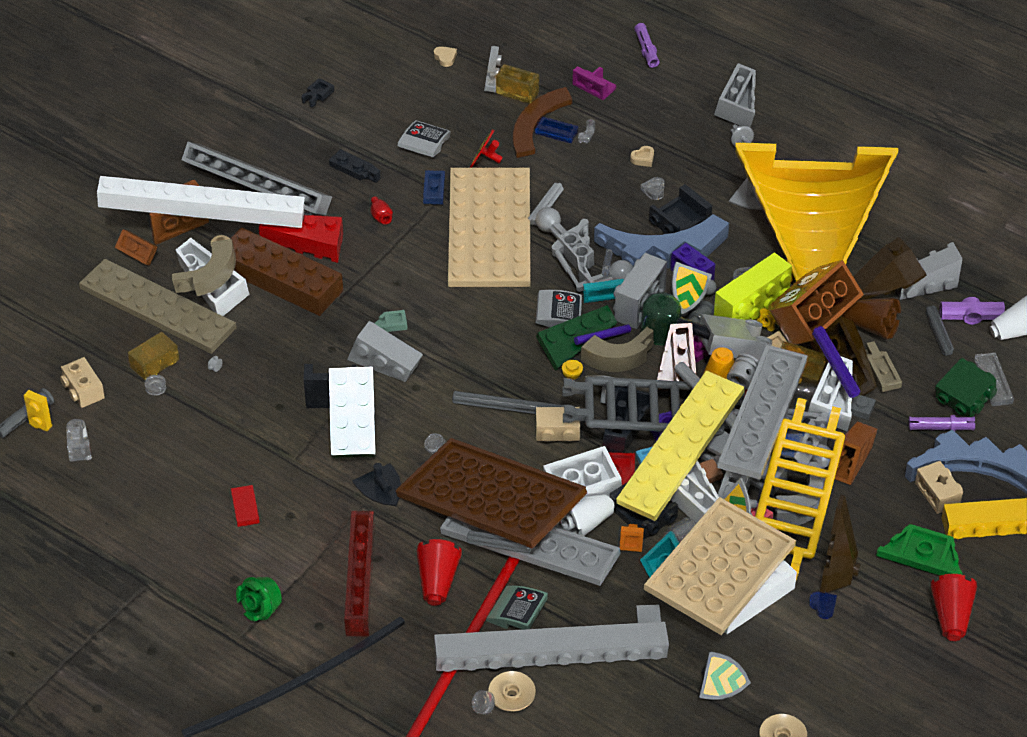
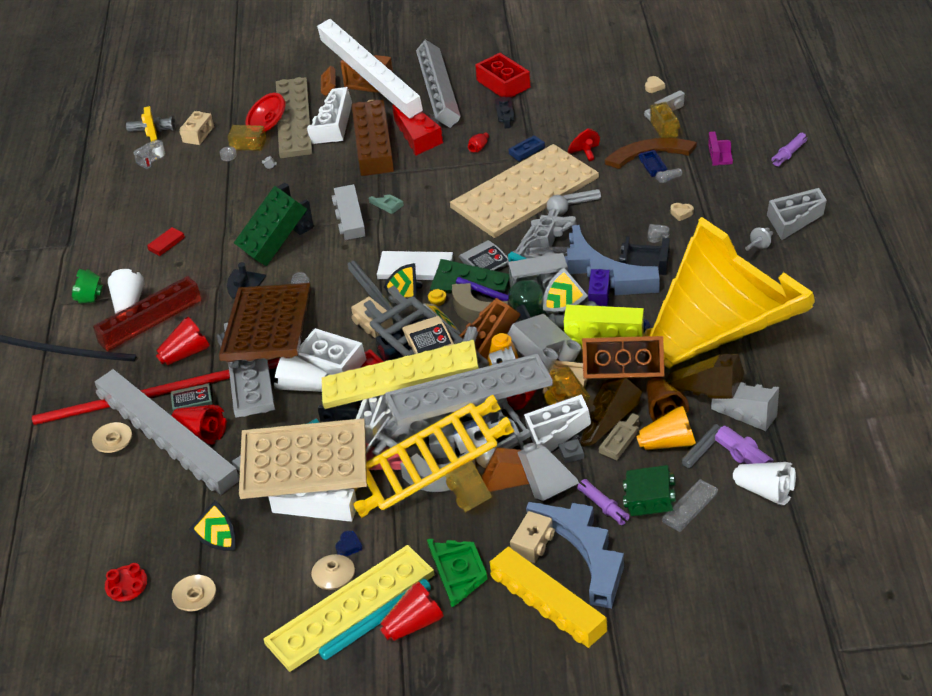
camera: 55 degrees right, 5 degrees down
(131, 310) = (266, 111): none -> red dish
(211, 275) = (327, 108): dark tan arch -> none
(308, 132) = (502, 75): none -> red brick
(308, 574) = (125, 288): none -> white cone
(318, 90) = (548, 60): black plate -> none
(424, 138) = (564, 119): slope -> none
(483, 702) = (91, 430): clear tile -> none
(506, 358) = (425, 263): none -> white tile
(535, 377) = (405, 281): none -> shield
(566, 612) = (203, 421): none -> red cone
(631, 538) = (307, 410): orange tile -> none
(657, 397) = (427, 335): none -> slope
(836, 362) = (572, 400): dark purple axle -> none
(841, 553) = (384, 515): dark brown wedge -> none
(846, 639) = (333, 572): none -> tan dish
(855, 486) = (467, 486): none -> clear yellow brick
(887, 433) = (545, 472): none -> light grey slope
(901, 644) = (347, 606): none -> light yellow plate
(913, 334) = (667, 432): none -> light orange cone
(927, 635) = (362, 627): none -> teal axle

